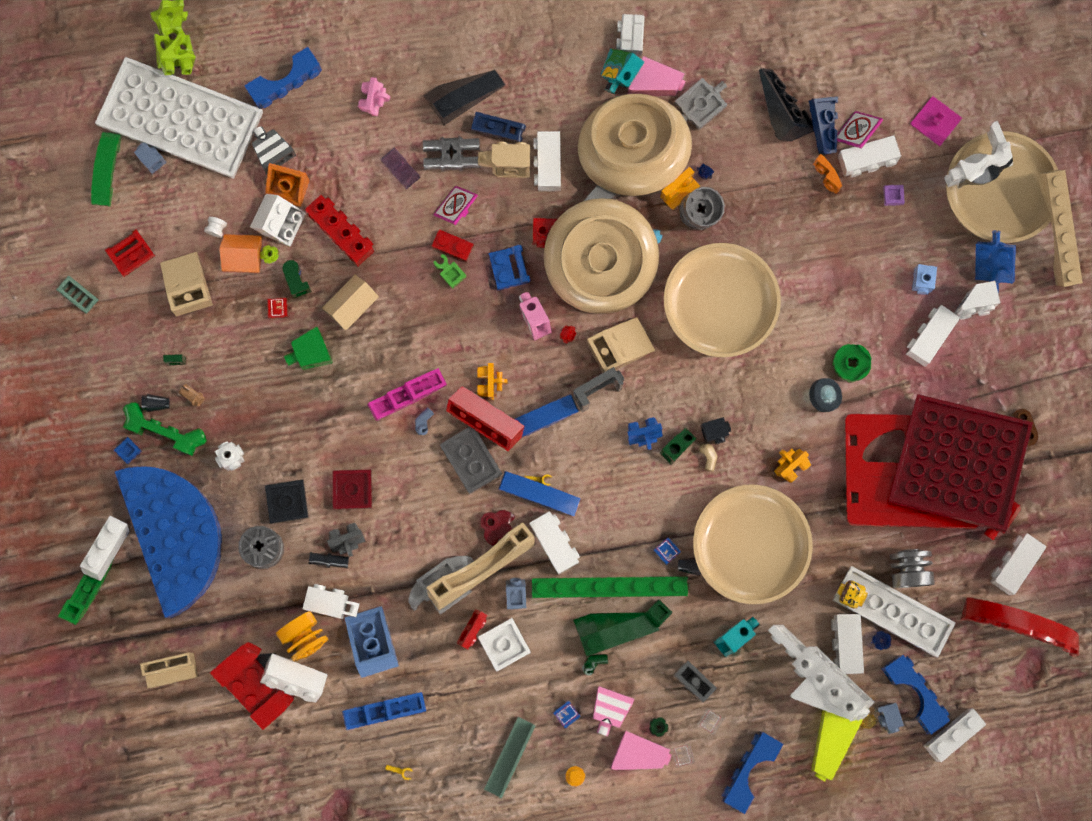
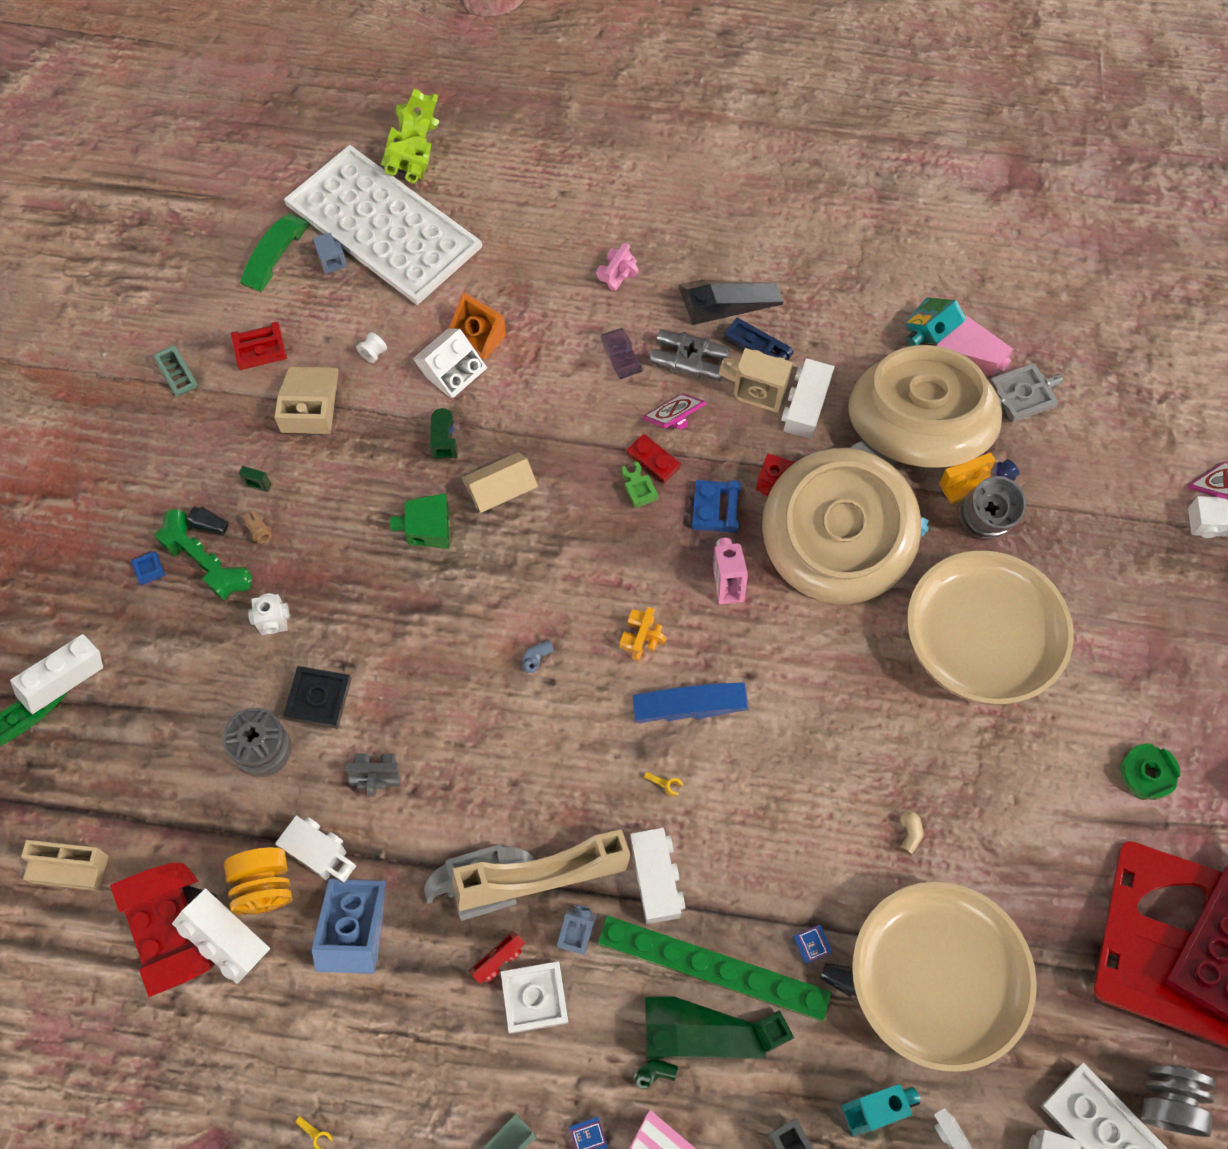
camera: 20 degrees right, 15 degrees down
(175, 534) = (155, 691): blue brick -> none
(241, 253) = (389, 387): orange slope -> none
(265, 91) = (495, 225): blue arch -> none
(271, 148) = (477, 282): dark grey torso -> none
(272, 258) = (423, 404): lime plate -> none
(277, 308) = (407, 461): red tile -> none
(328, 560) = (339, 792): black pin -> none
(339, 230) = (520, 397): red brick -> none
(352, 489) = (409, 710): dark red plate -> none
(384, 711) = (328, 1033): blue slope -> none
(407, 394) = (529, 615): dark pink slope -> none
(471, 459) = (581, 725): flat silver plate -> none
(485, 418) = (619, 675): brick -> none
(500, 525) = (591, 823): dark red plate -> none
(539, 493) = (658, 801): blue slope -> none
(568, 334) = (766, 608): red plate -> none
(581, 393) = (784, 681): dark grey panel -> none
(620, 345) = (830, 644): tan slope -> none
(631, 34) = (959, 285): white brick -> none
(645, 435) = (830, 771): blue hips -> none
(677, 446) = (870, 802): dark green leg -> none
(715, 431) = (931, 798): black brick -> none
(783, 112) = (1129, 431): black wedge -> none
(790, 461) = (1019, 886): light orange hips -> none
(823, 120) = (1180, 461): dark blue wing -> none
(825, 395) = (1102, 802): black wheel -> none
(831, 180) = (1176, 529): orange slope -> none
(852, 594) = (1076, 1106): yellow head -> none

